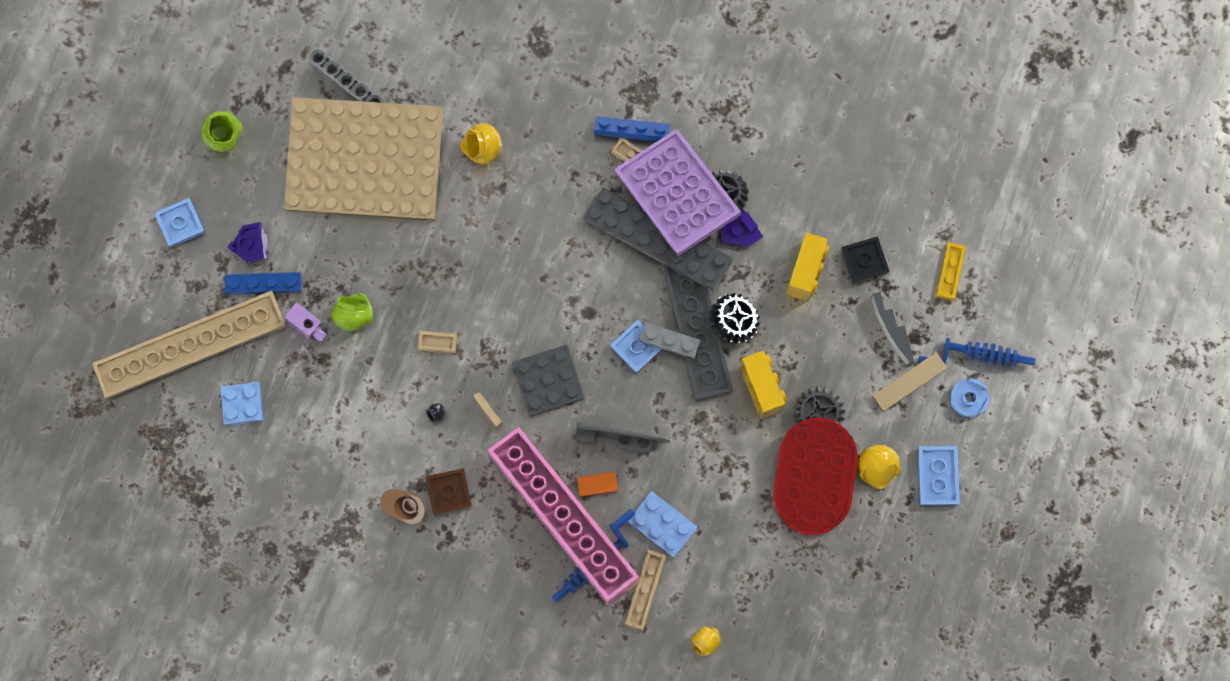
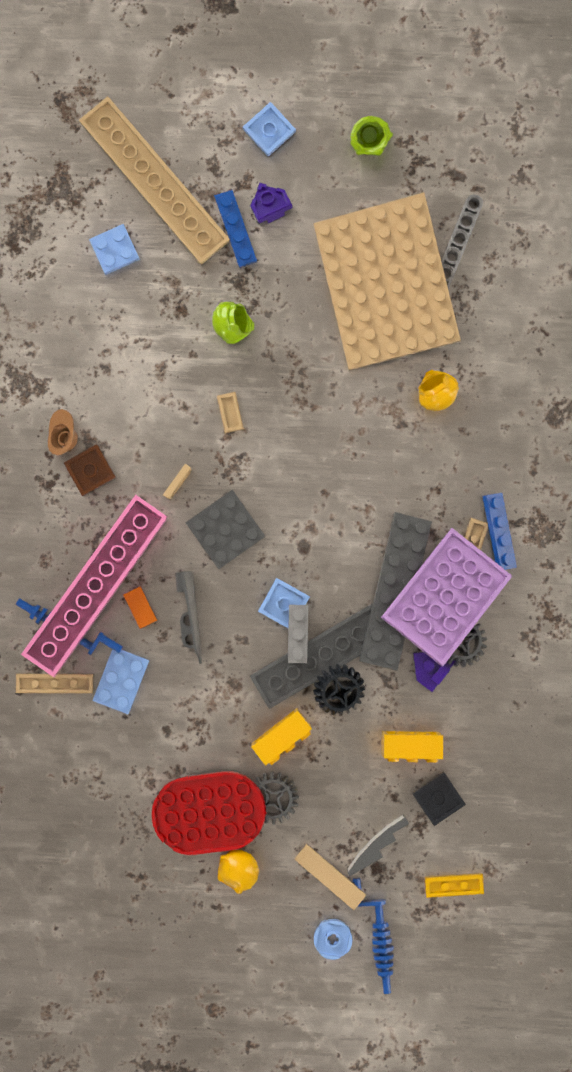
camera: 70 degrees right, 10 degrees up
(299, 316) = (207, 273): lavender torso -> none
(436, 412) = (161, 433): black plate -> none
(706, 641) = (22, 755): yellow head -> none
(938, 475) = (247, 930): light blue plate -> none

